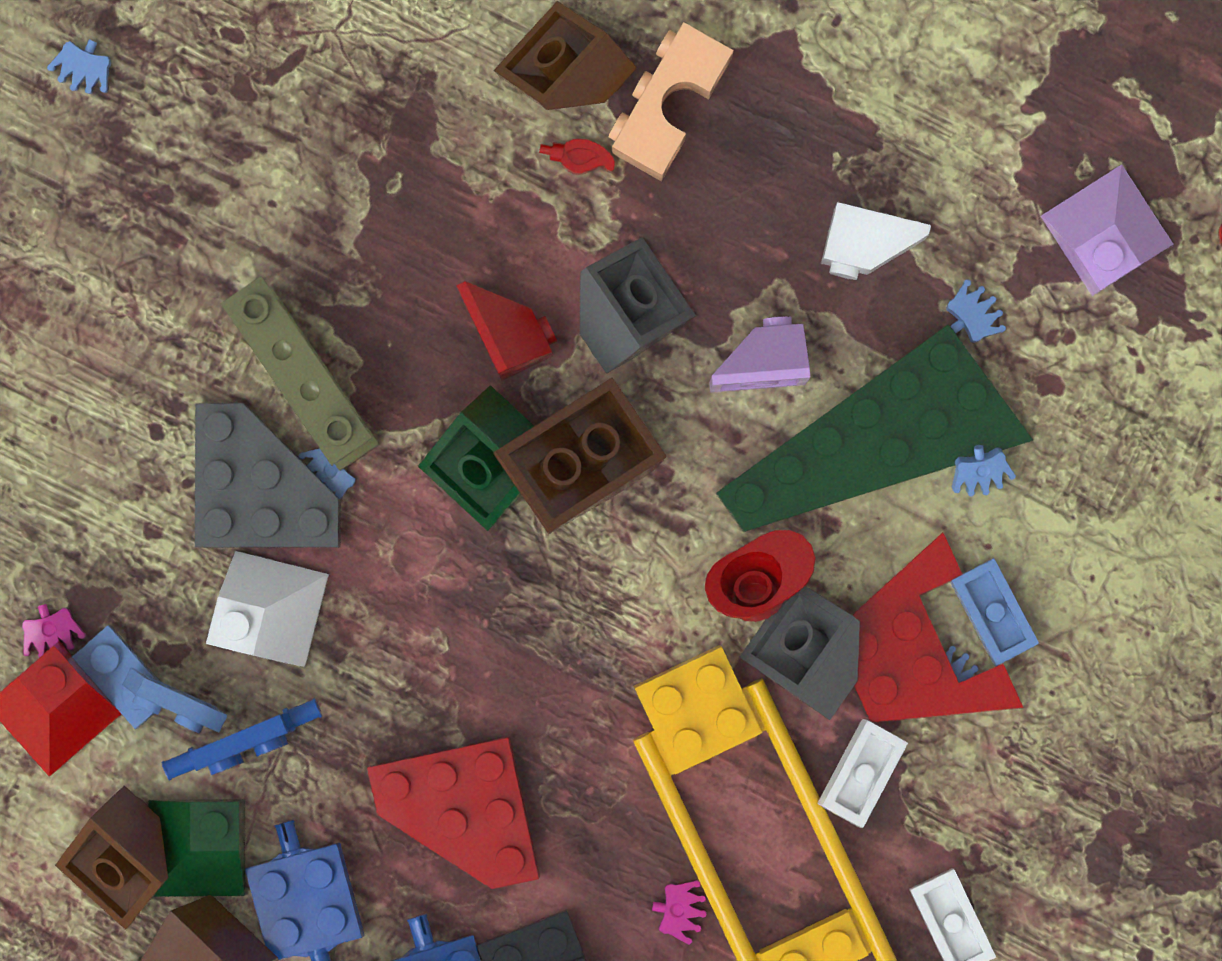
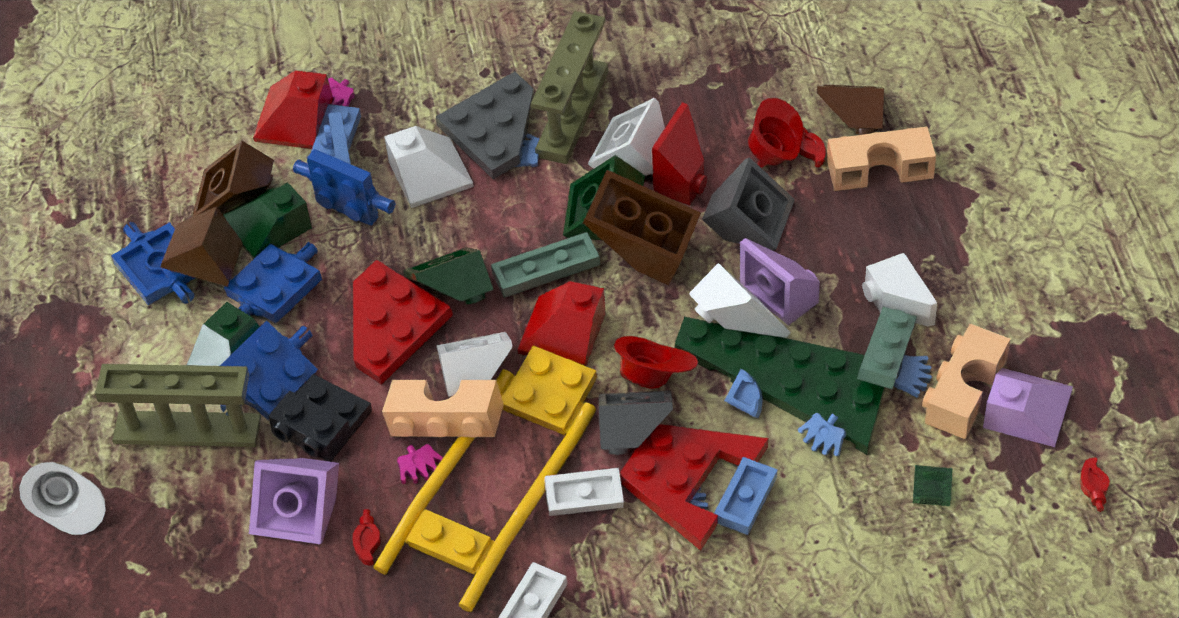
camera: 55 degrees right, 35 degrees down
(422, 357) = (632, 137): none -> white slope
(456, 706) = (455, 274): none -> dark green slope
(522, 588) = (545, 264): none -> sand green plate
(550, 189) = (775, 133): none -> red piece
(599, 762) = (472, 359): none -> white slope
(622, 632) = (566, 322): none -> red slope
(682, 821) = (468, 413): none -> light nougat arch
(765, 436) = (733, 305): none -> white slope
(870, 510) = (745, 394): none -> medium blue tile
(935, 319) = (887, 347): none -> sand green plate
(1047, 311) = (975, 357): none -> light nougat arch
(1124, 410) = (932, 485): none -> clear green tile

